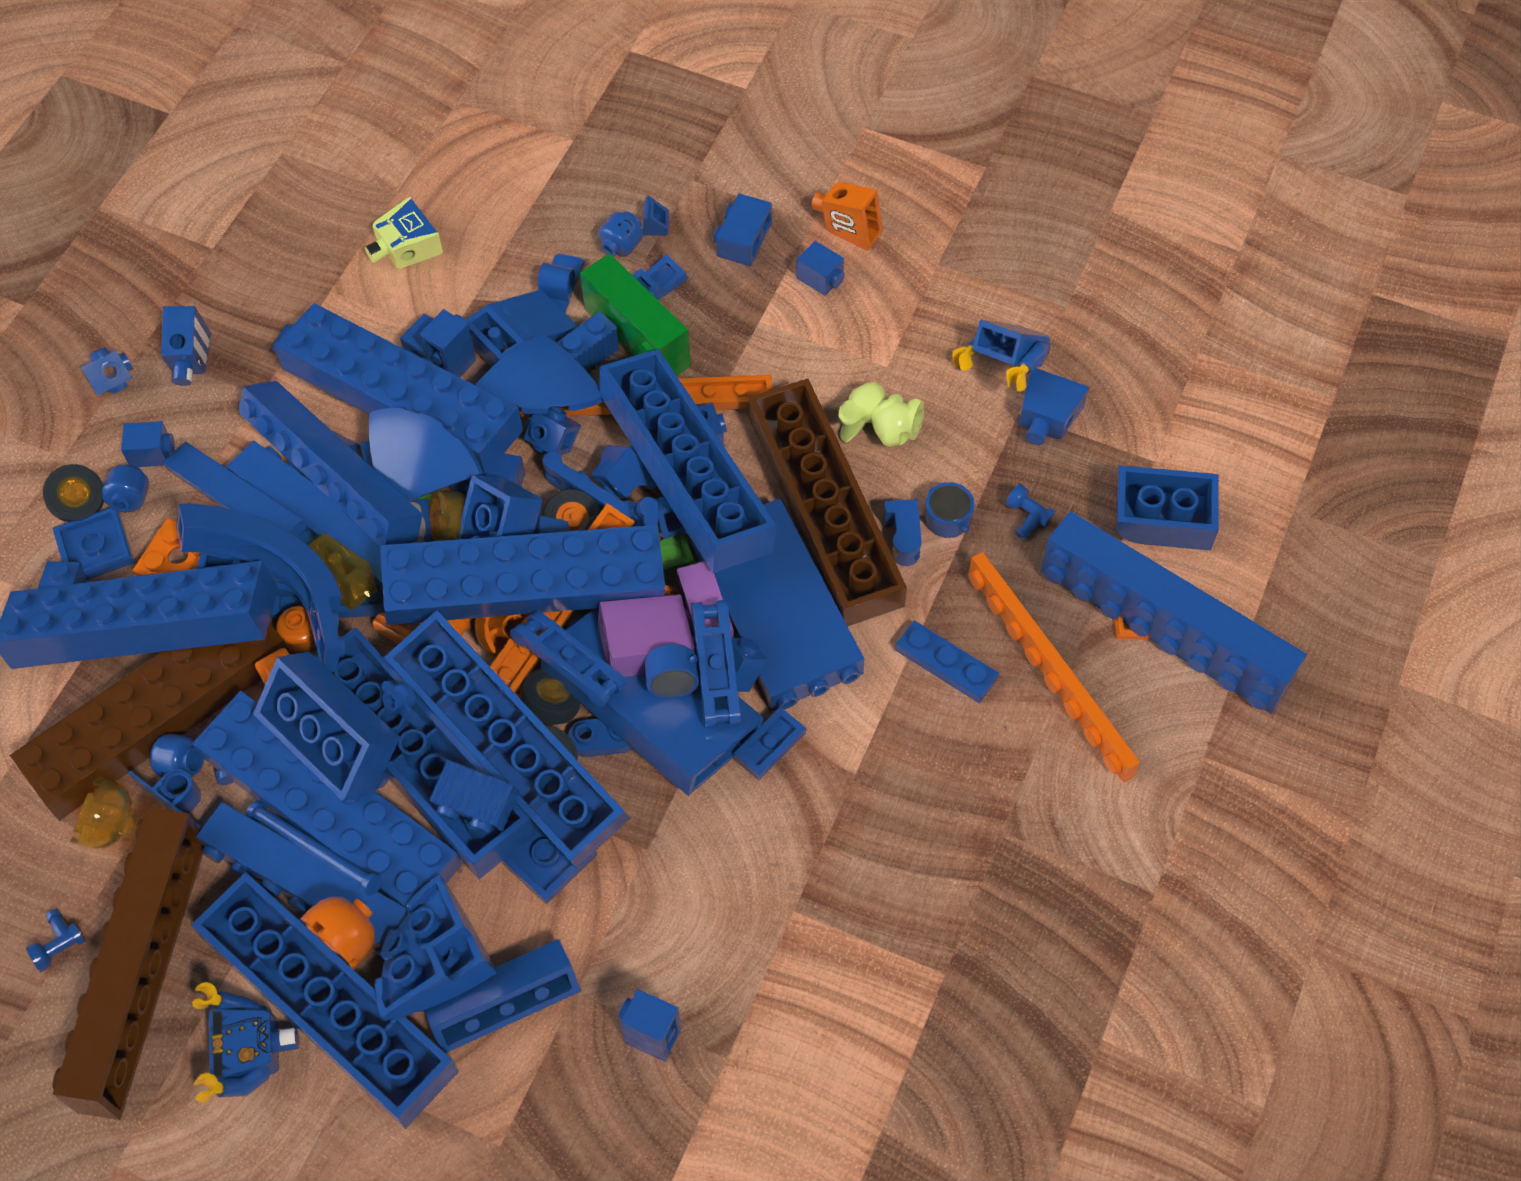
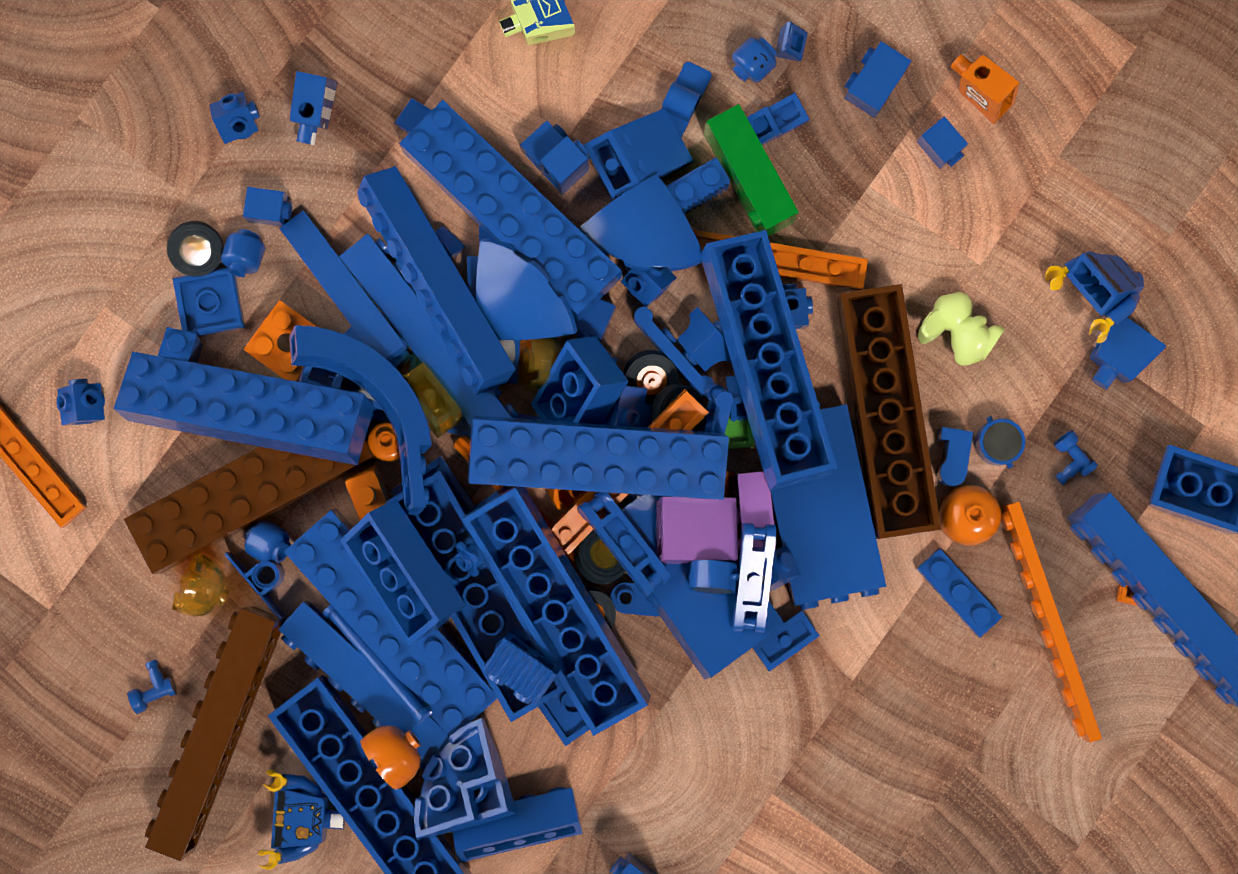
camera: 10 degrees right, 25 degrees up
(937, 583) = (969, 515): none -> orange cylinder

